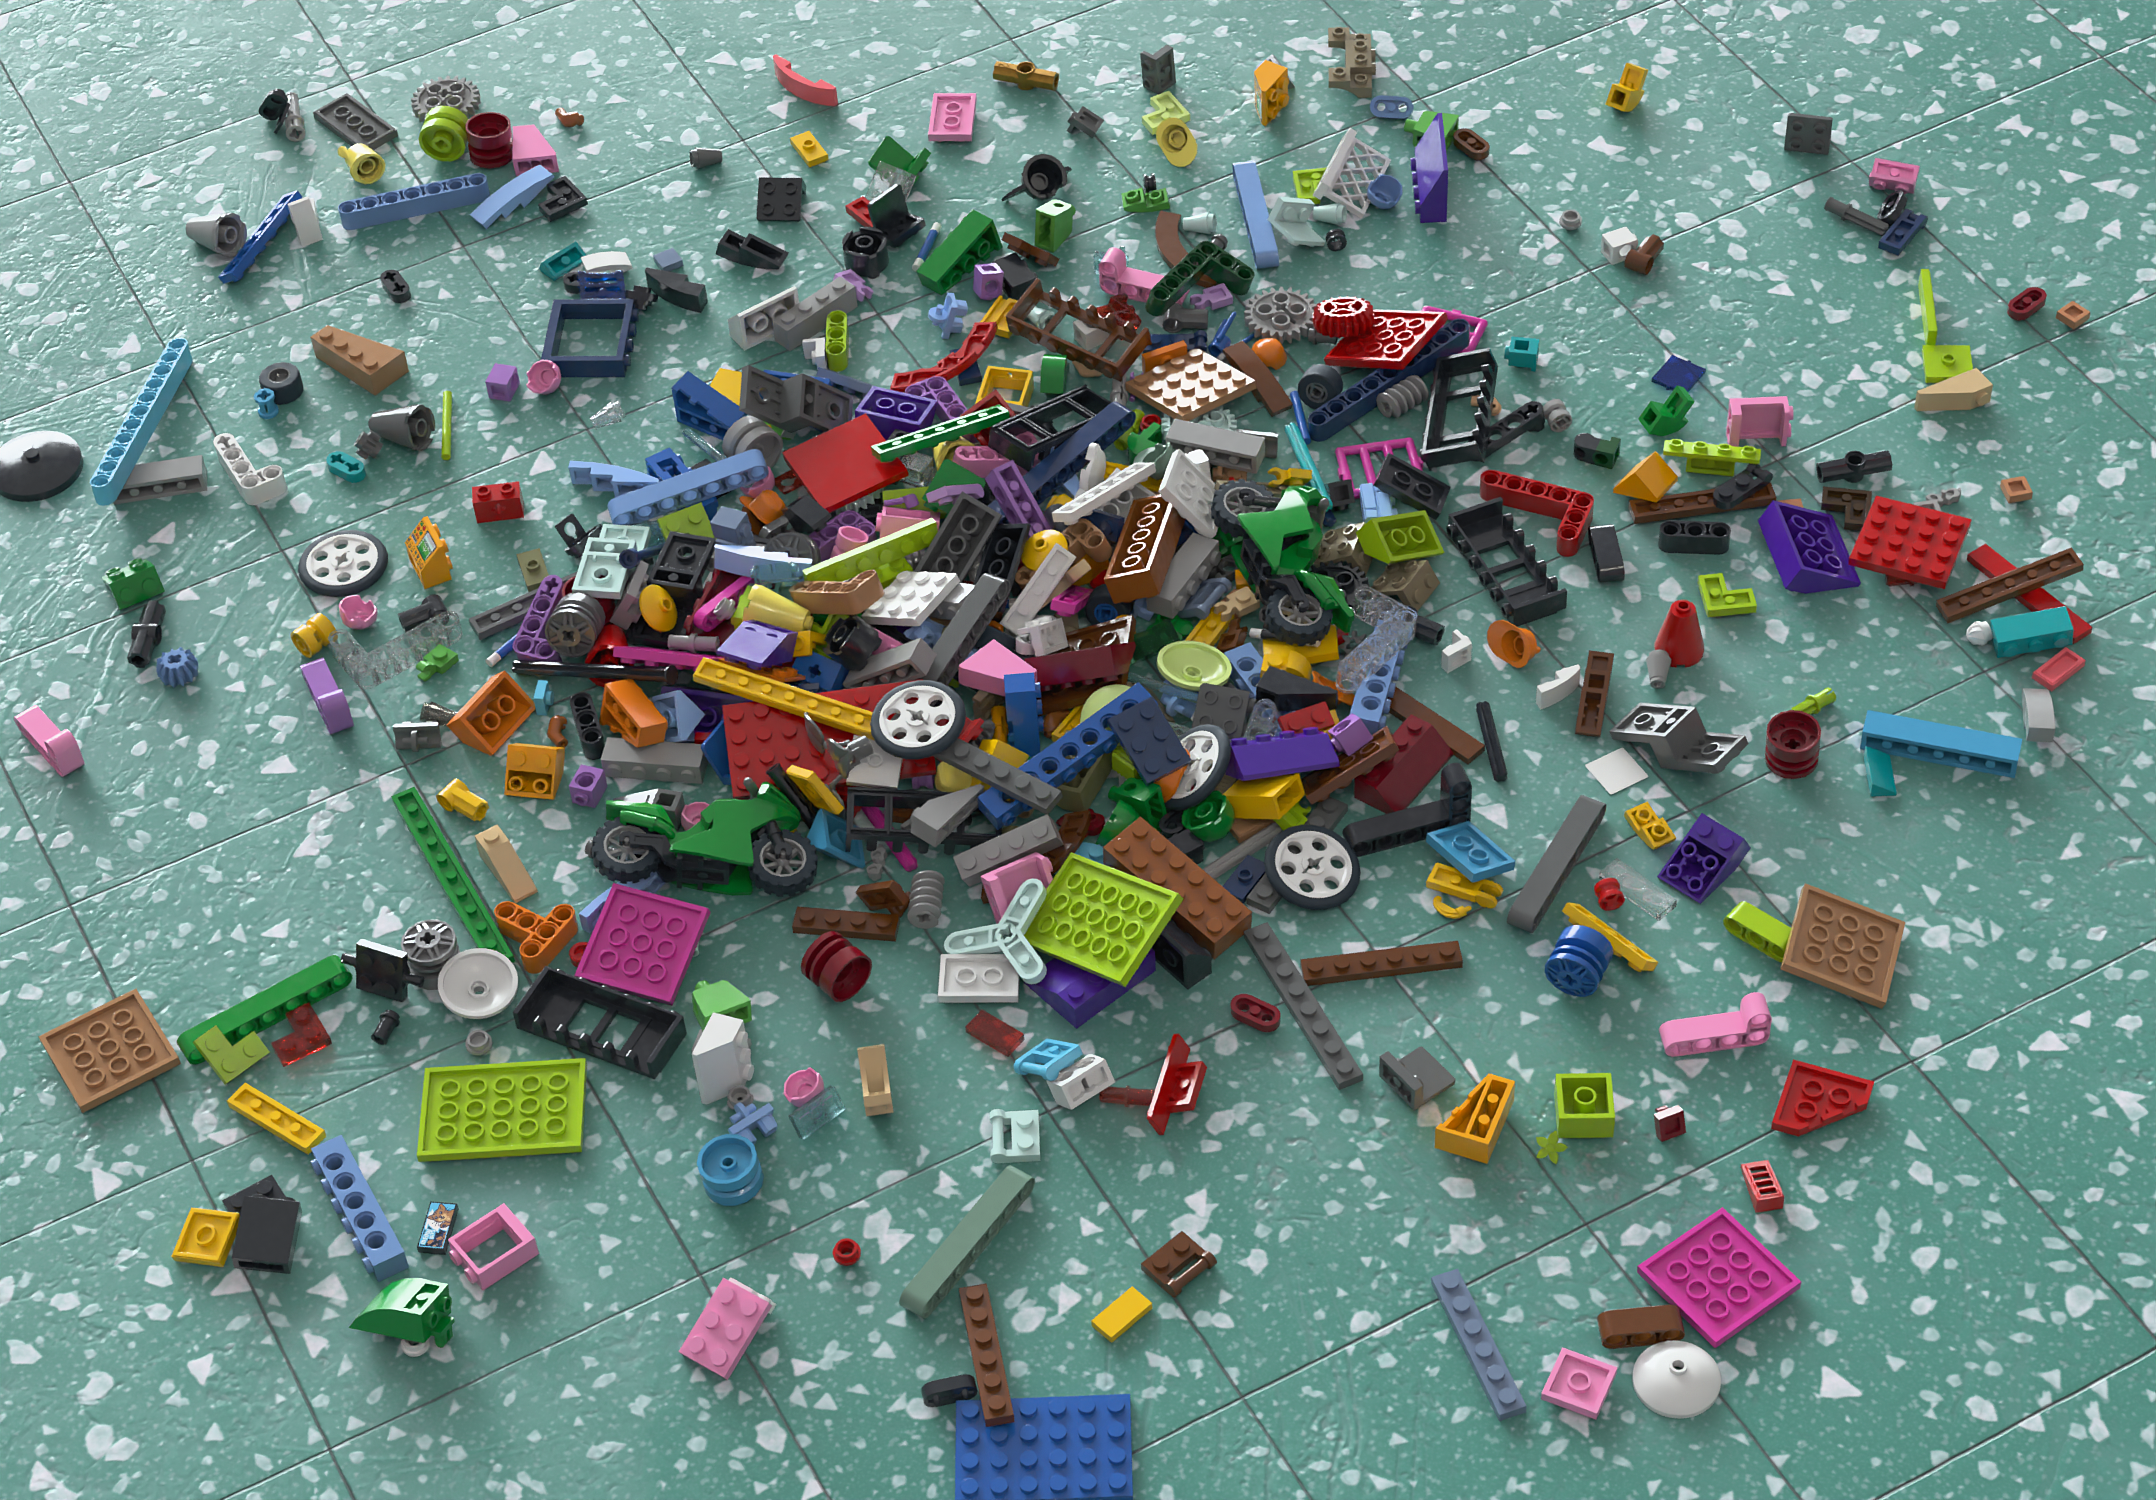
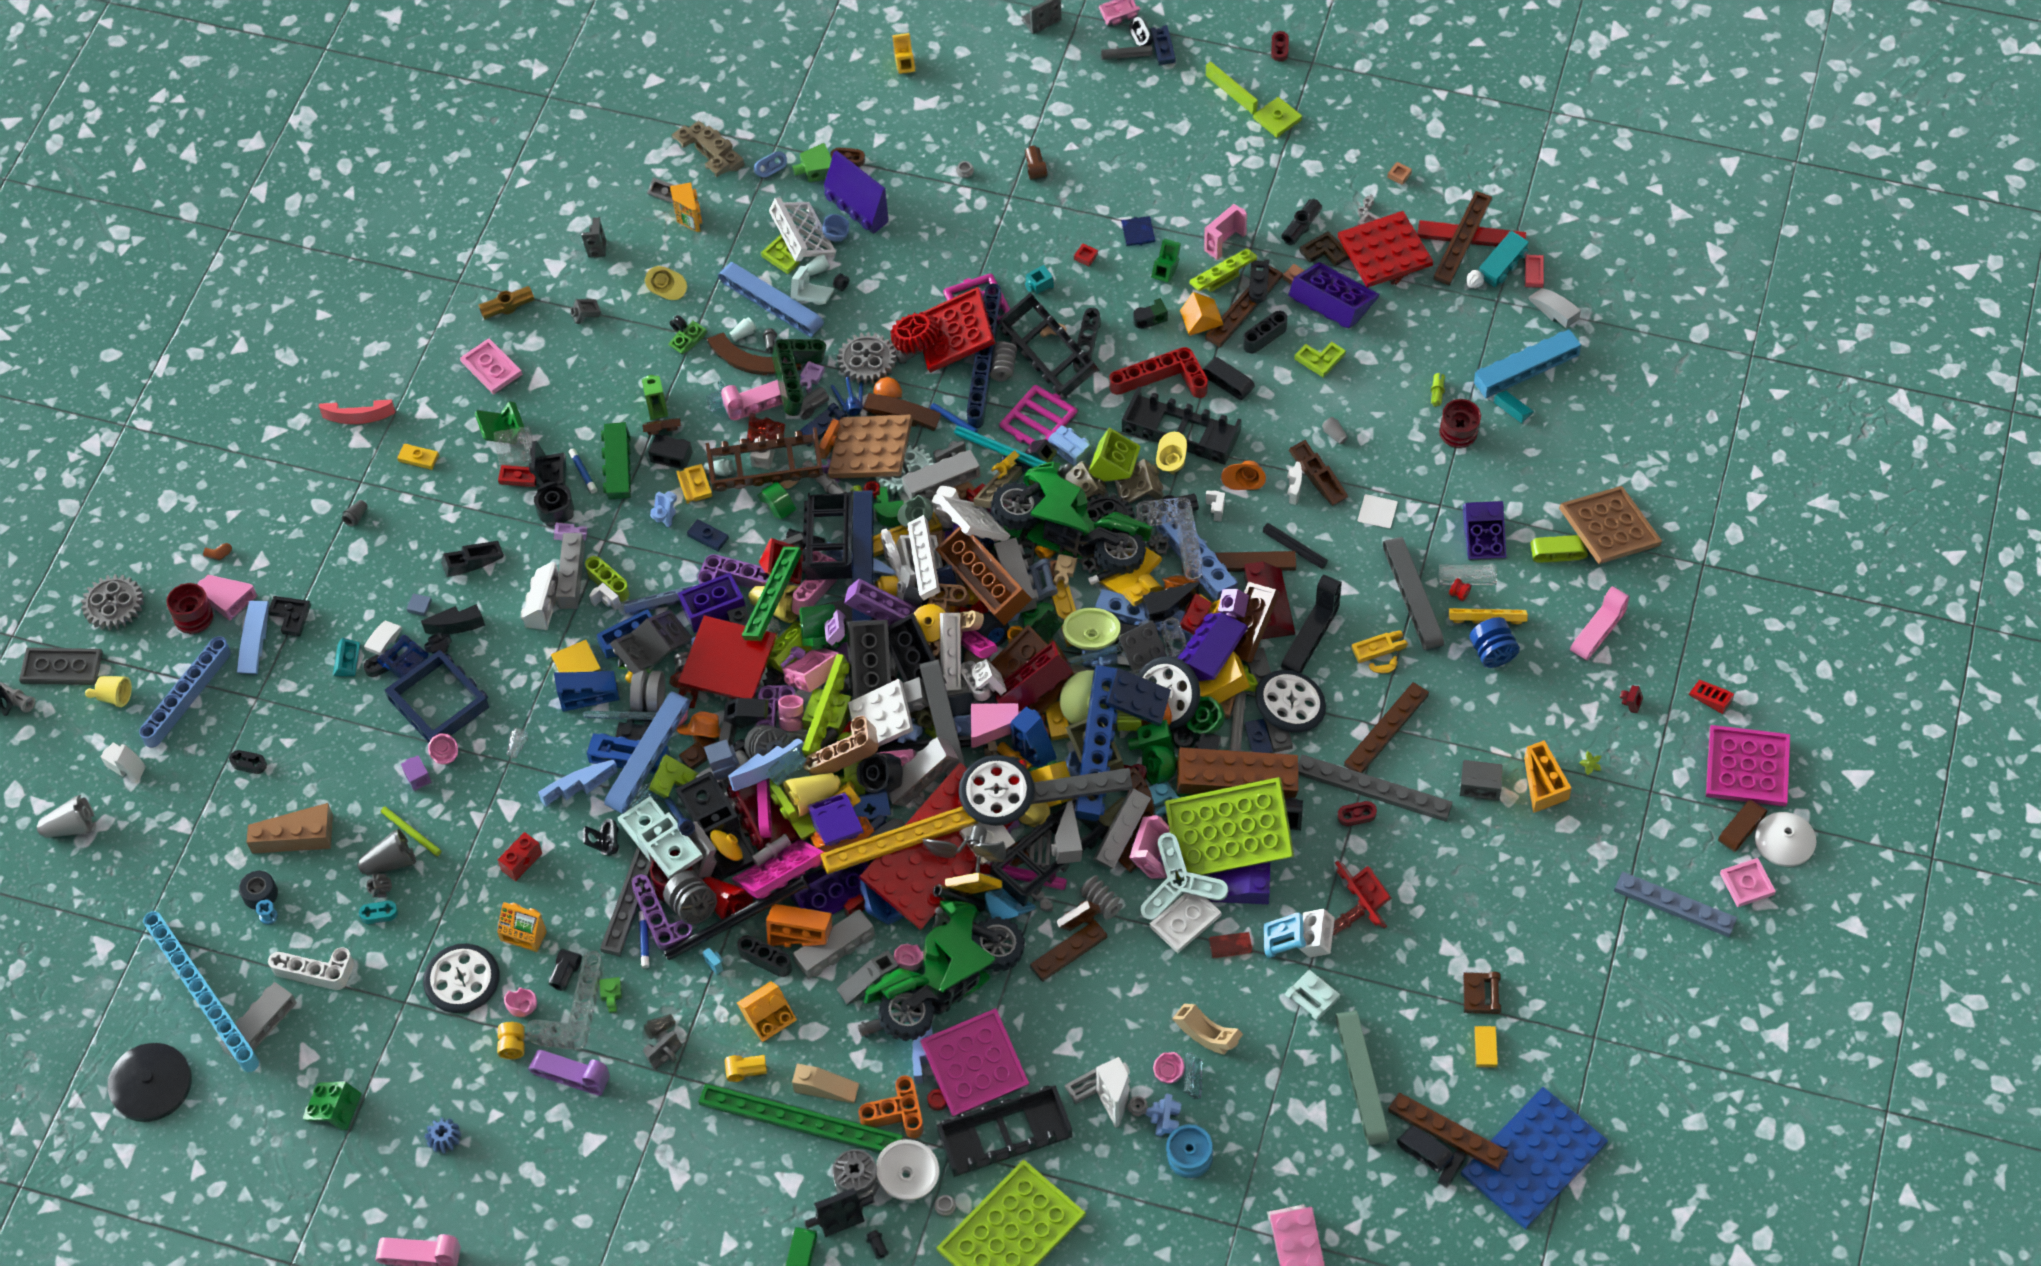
camera: 45 degrees left, 10 degrees up
(146, 634) = (391, 1131): black piece -> none
(257, 241) = (103, 798): blue plate -> none
(444, 133) = (151, 626): lime wheel -> none
(492, 714) = (693, 997): orange slope -> none
(532, 568) = (596, 883): olive plate -> none
(554, 731) = (745, 976): dark orange arm -> none
(588, 786) = (810, 987): medium lavender brick -> none
(680, 714) = (825, 900): light blue slope -> none
(719, 999) = (1063, 1062): torso -> none
(725, 609) = (777, 812): light grey plate -> none
(780, 199) = (446, 507): black bracket -> none
(836, 966) = (1105, 980): dark red wheel -> none
(846, 1246) = (1304, 1136): red plate -> none
(941, 1348) = (1425, 1149): none -> black beam
(955, 363) = (703, 544): red tile -> none
(984, 273) = (659, 466): medium lavender brick -> none
(1000, 378) = (750, 523): yellow window -> none
(1041, 178) = (611, 371): black helmet -> none
(1166, 107) = (632, 264): yellowish green plate -> none
(1234, 637) = (1085, 595): reddish brown plate -> none
(1319, 385) = (949, 390): black wheel -> none
(1412, 486) = (1079, 417): black plate -> none
(1462, 577) = (1171, 452): none -> light yellow piece
(1470, 851) = (1364, 622): dark azure plate -> none
(1557, 415) = (1105, 308): light grey wheel -> none
(1584, 1105) = (1586, 724): lime brick -> none
(1597, 361) = (1085, 254): none -> red plate
(1617, 244) = (1014, 167): white brick -> none
(1648, 826) = (1436, 533): yellow slope -> none
(1679, 737) = (1398, 465): dark grey bracket -> none
(1681, 635) = (1328, 401): red cone -> none
(1818, 1098) = (1686, 623): red plate -> none
(1956, 393) = (1306, 133): tan slope -> none
(2073, 315) = (1312, 36): nougat plate -> none

